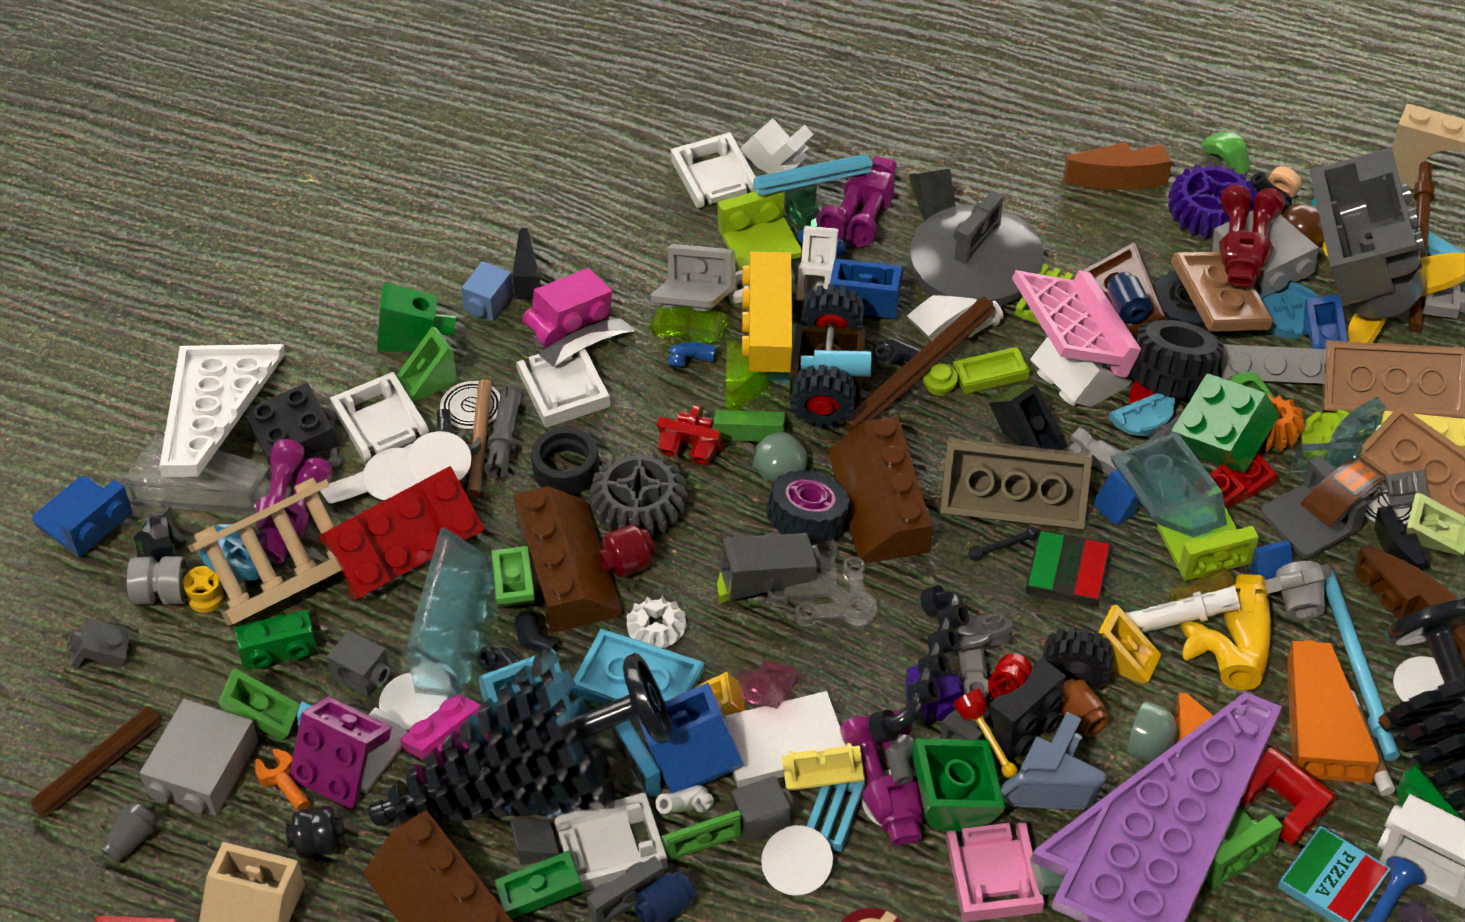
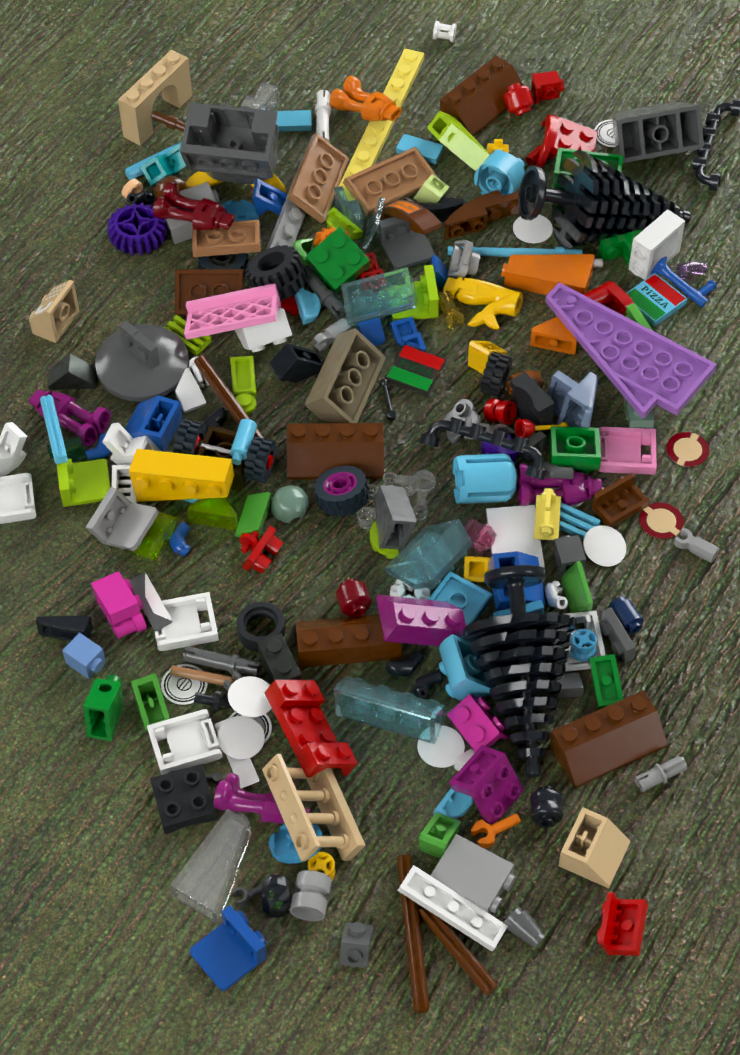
camera: 80 degrees left, 5 degrees up
(115, 707) = (413, 942): none -> reddish brown axle
(157, 705) = (452, 908): none -> white plate
(208, 399) = (146, 845): white wing -> none
(275, 640) = (375, 824): green bracket -> none
(358, 663) = (411, 770): dark grey brick -> none
(493, 486) = (278, 659): none -> pearl dark grey brick
(512, 577) = (369, 663): bright green slope -> none
(587, 616) = (419, 620): none -> magenta slope
(590, 832) = (583, 638): none -> dark azure wheel
(619, 484) = (308, 598): dark grey gear -> none
(713, 627) = (431, 555): none -> clear light blue slope
(866, 666) = (484, 478): none -> medium azure cylinder
(882, 865) = (619, 501): none -> reddish brown bracket
(1025, 149) = (55, 312): none -> tan slope
(1118, 167) = (89, 268): dark orange slope -> none
(1129, 297) = (225, 281): dark blue brick -> none
(1135, 548) = (406, 333): none -> blue slope
(1152, 732) = (553, 351): sand green hair -> none
(1188, 609) = (469, 309): white pin -> none
(1230, 148) = (88, 210): bright green hair -> none
(1404, 486) = (405, 191): dark grey piece -> none

